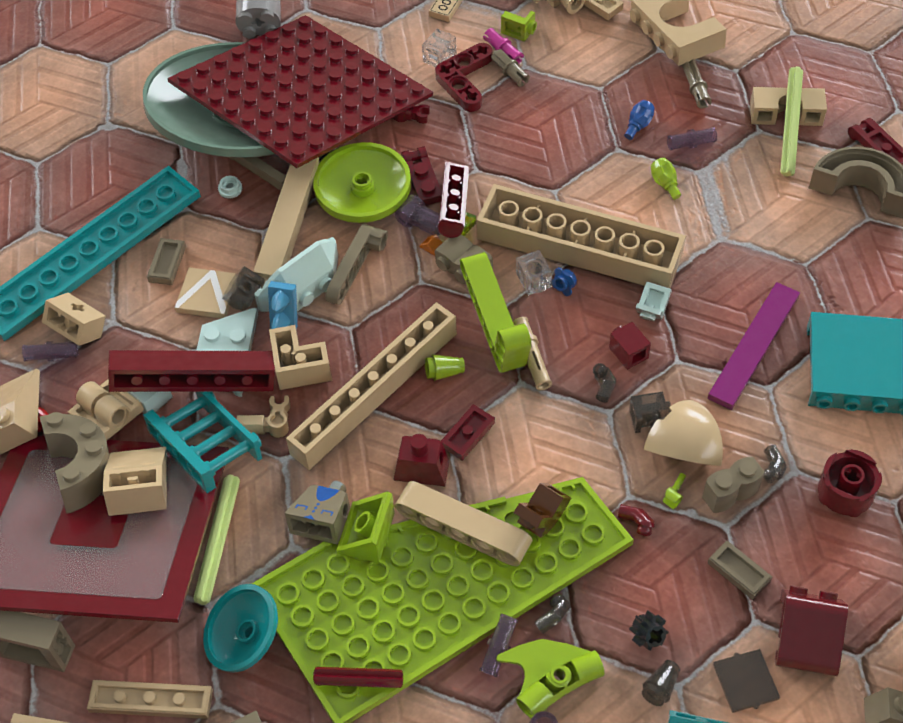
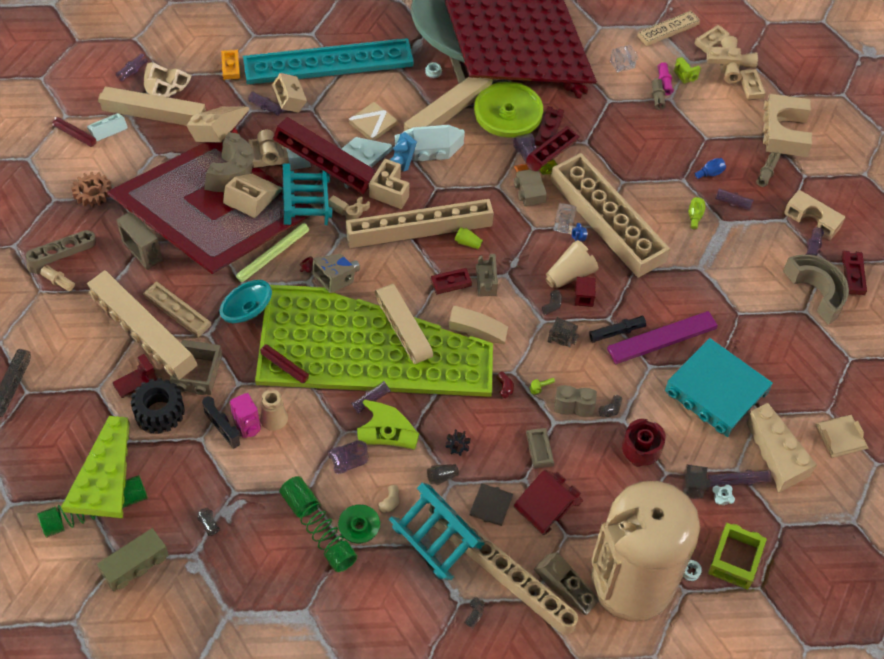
camera: 30 degrees right, 0 degrees up
(166, 261) = (365, 91): dark tan tile -> none
(242, 289) = (385, 132): clear smoke brick -> none
(276, 525) = (307, 265): none -> dark red plate
(365, 240) = (466, 151): dark tan beam -> none
(367, 527) = (352, 294): lime slope -> none
(422, 461) = (411, 279): dark red torso -> none
(451, 73) = (620, 81): dark red beam -> none
(505, 398) = (487, 276): none -> dark tan hinge
(507, 342) = (512, 241): lime beam -> none
(535, 360) = (525, 261): tan pin -> none
(543, 509) = (451, 344): reddish brown brick -> none
(545, 466) = (477, 325): none -> tan slope
(555, 615) = (420, 402): clear smoke arm -> none
(592, 323) = (572, 264): none -> tan cone
(653, 301) = (621, 276): light aqua bracket -> none
(687, 435) = (571, 357): tan brick -> none
(706, 359) = (625, 326): none -> black pin
(791, 123) = (805, 224): yellowish green axle -> none
(814, 137) = (815, 242): none -> clear purple pin

